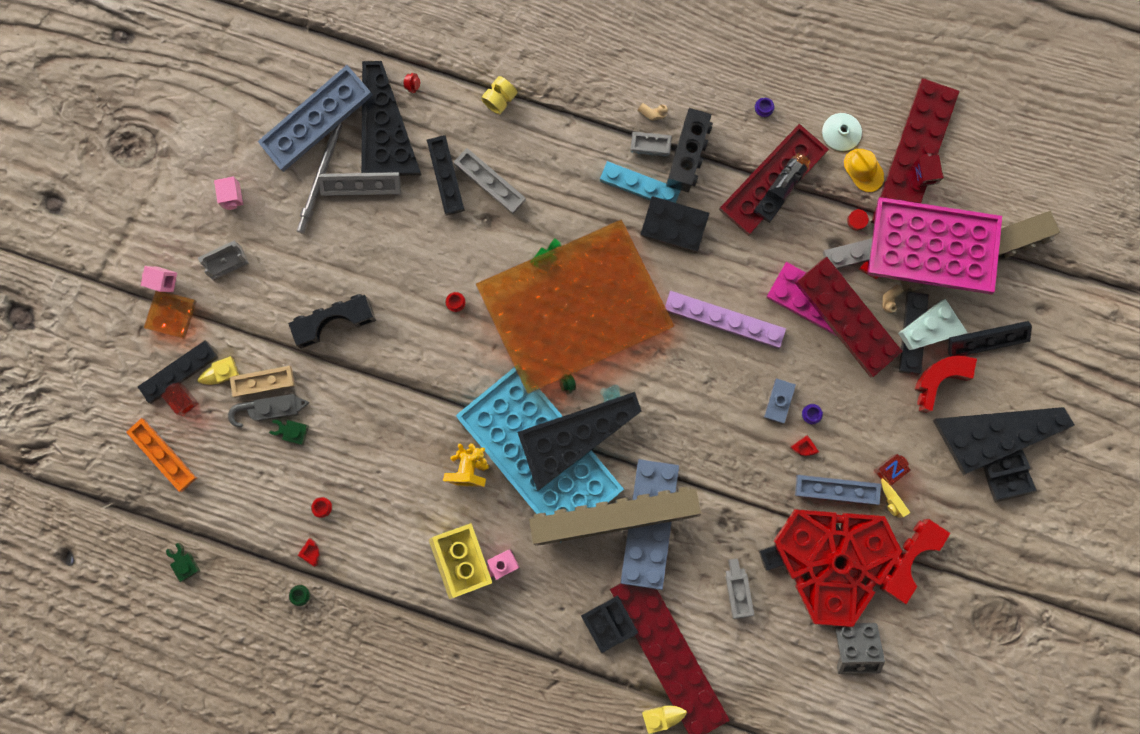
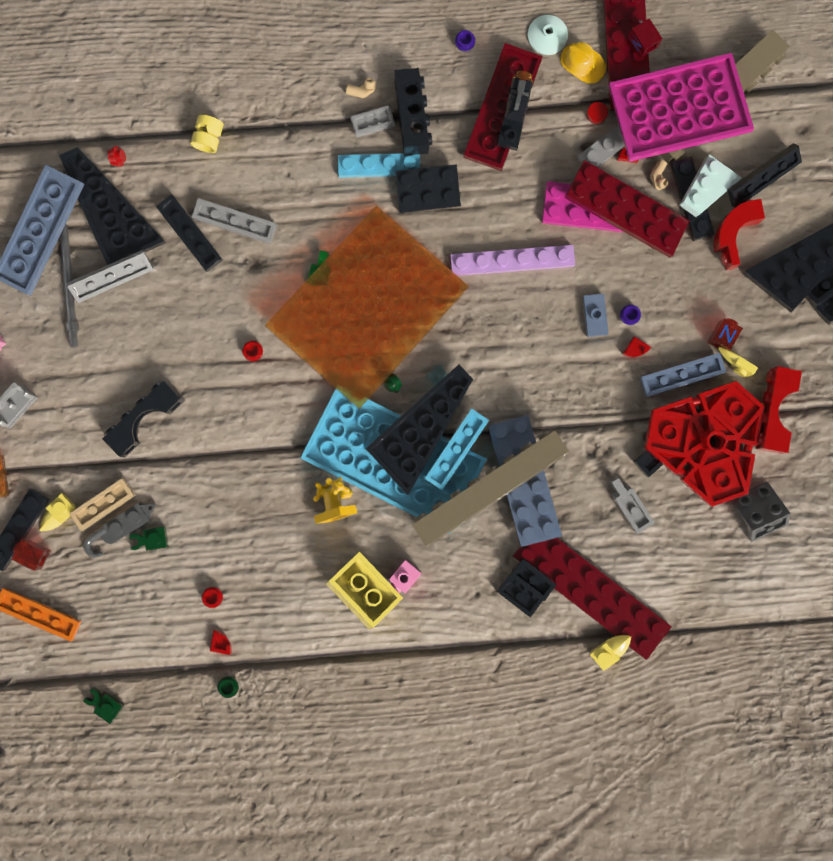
camera: 30 degrees left, 5 degrees up
(599, 468) = (456, 449): none -> medium azure plate

